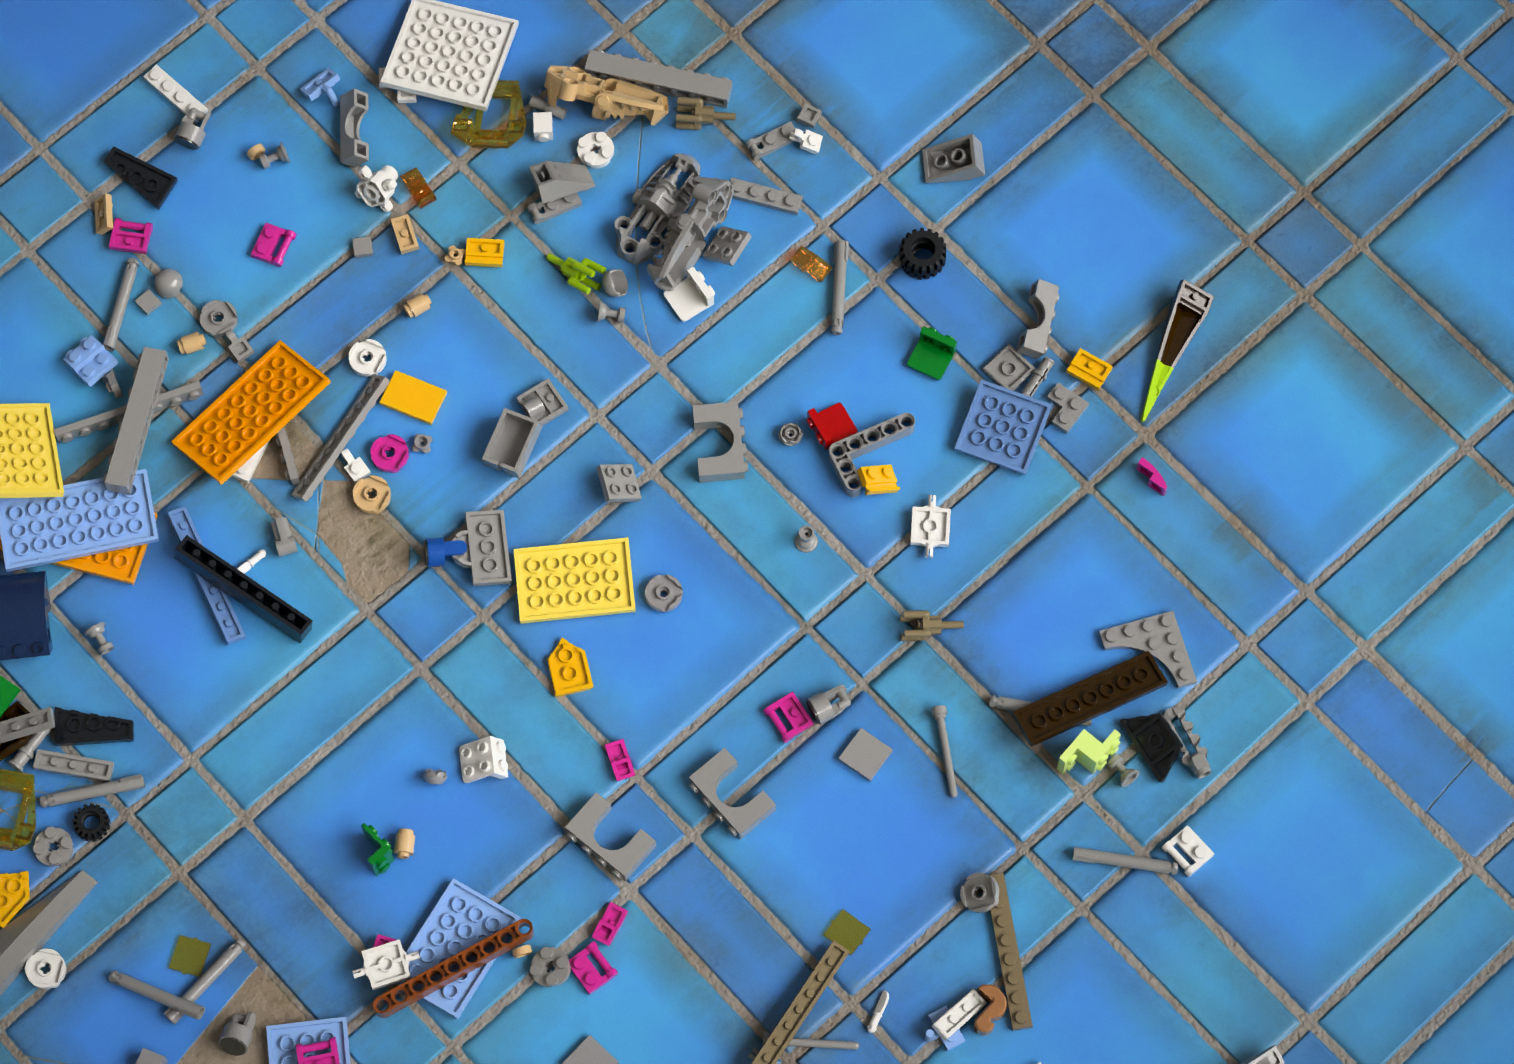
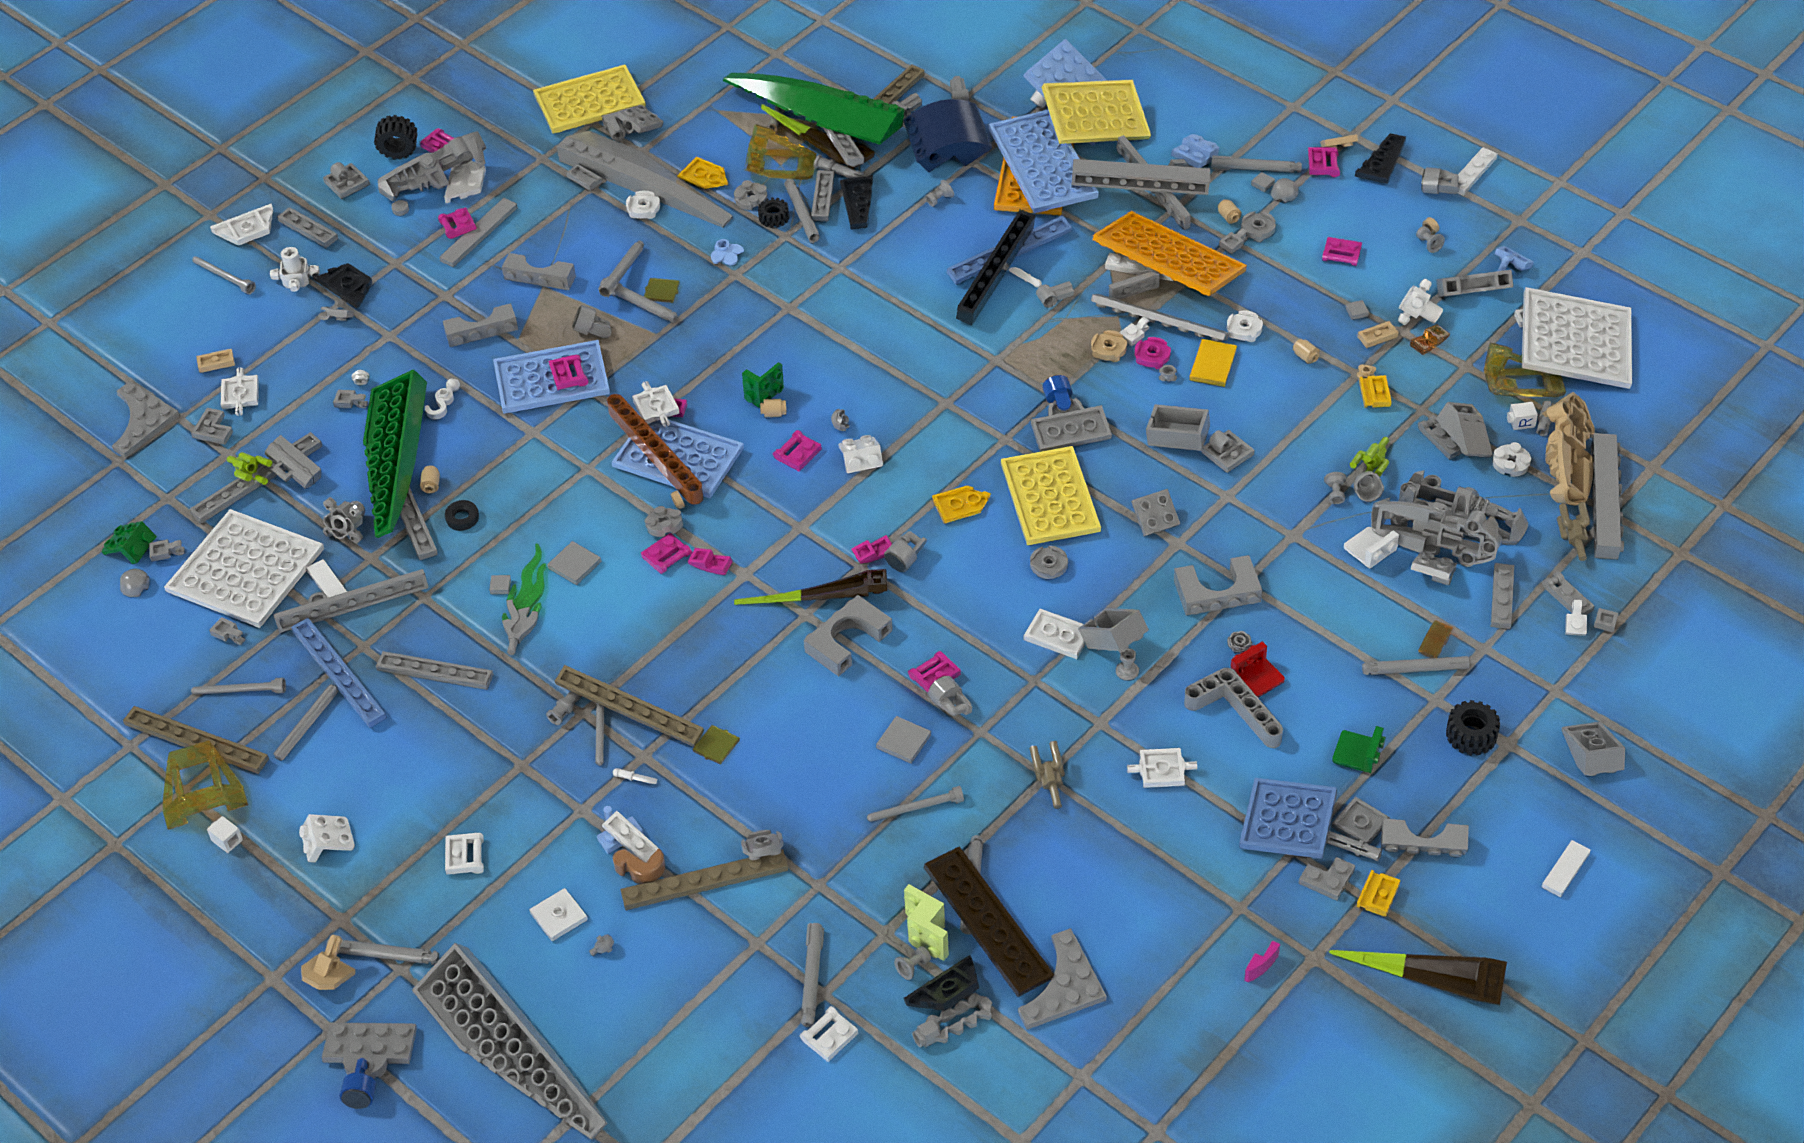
camera: 85 degrees right, 20 degrees down
(148, 880) = (726, 252): none -> light blue plate
(472, 820) = (801, 454): none -> dark pink plate
(620, 861) = (797, 529): light grey arch -> none
(638, 732) = (901, 555): none -> light grey piece
(670, 782) = (849, 587): none -> dark brown plate
(753, 597) = (1055, 634): none -> white tile
(775, 540) = (1115, 630): none -> light grey piece
(878, 479) = (1203, 715): yellow plate -> none
(1074, 1047) = (602, 945): none -> light grey piece
(1078, 214) = (1566, 868): none -> white tile

